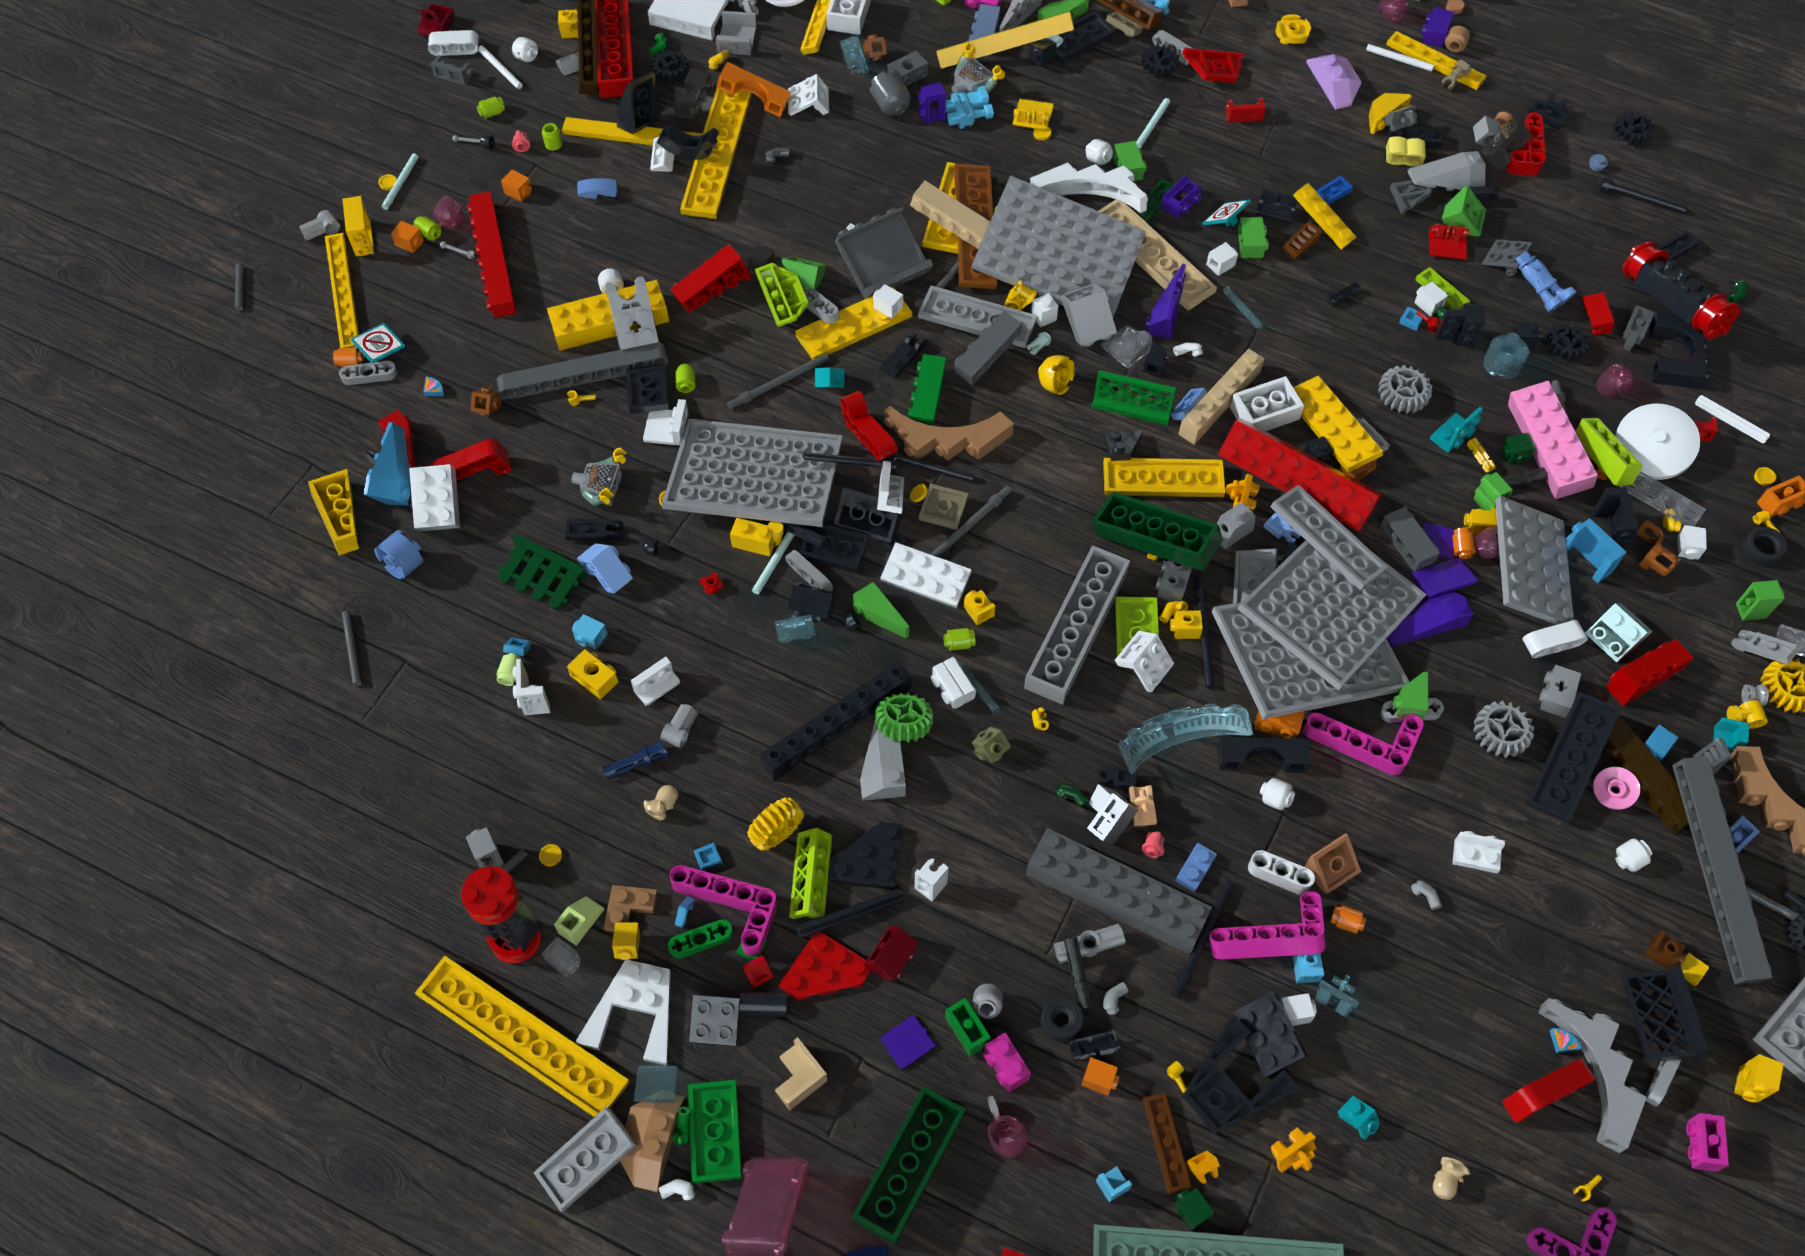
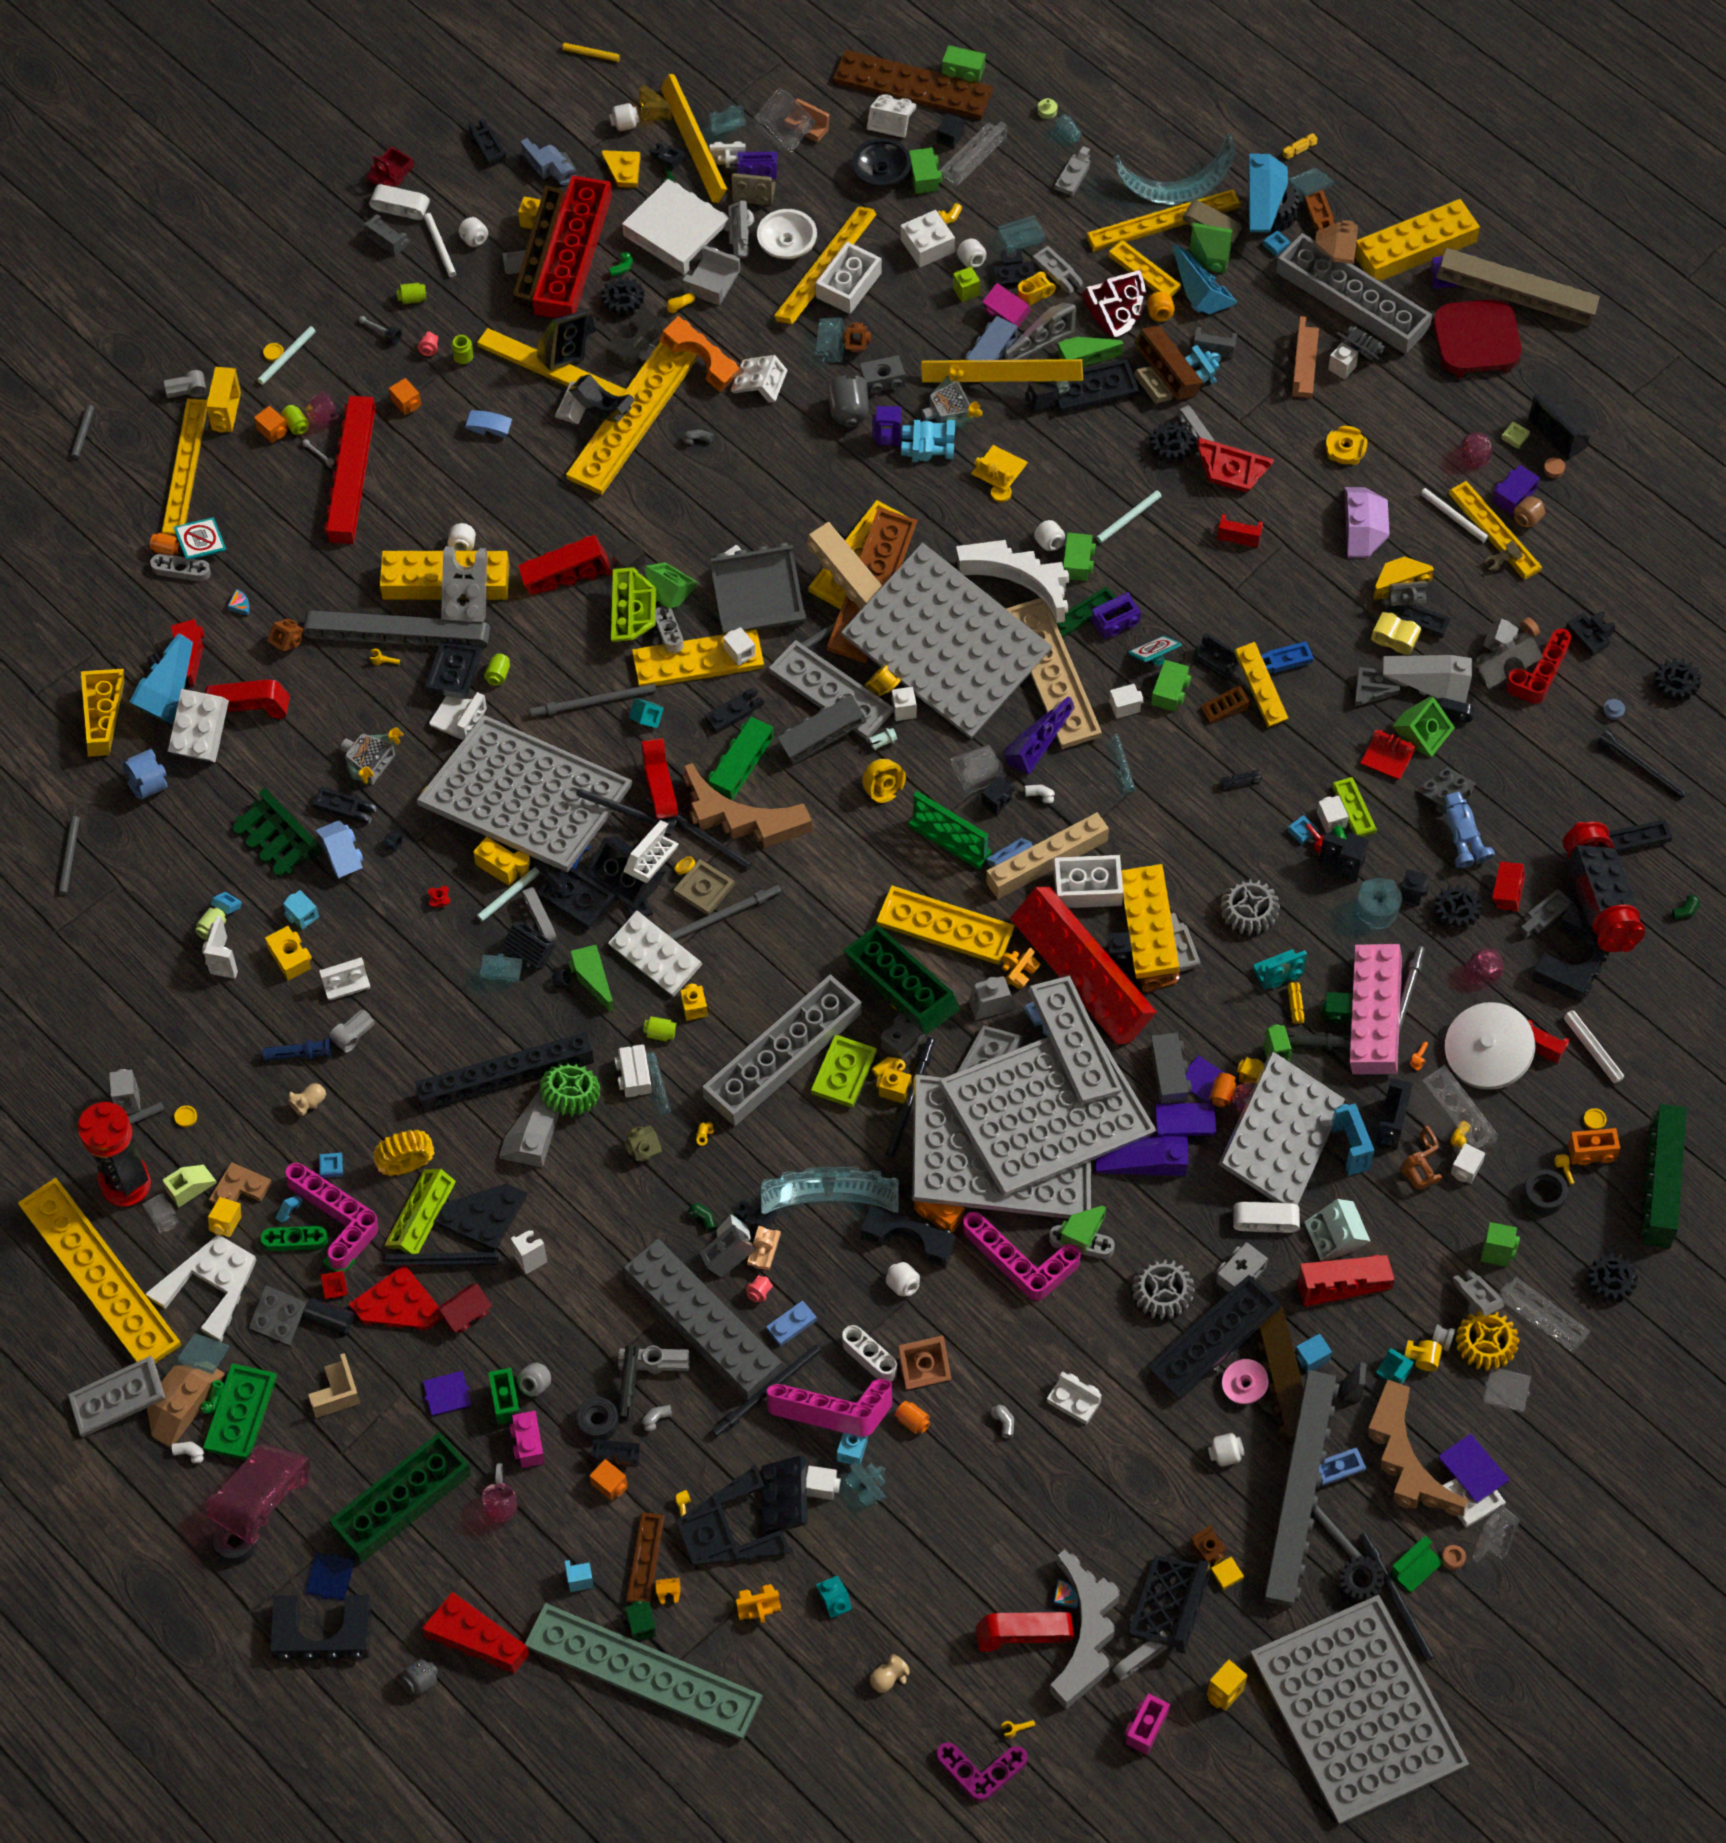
camera: 20 degrees right, 0 degrees up
(1089, 314) = (944, 723): light grey slope -> none
(1122, 444) = (918, 876): black wing -> none
(1147, 658) = (835, 1108): white bracket -> none
(1608, 452) = (1423, 1040): lime brick -> none

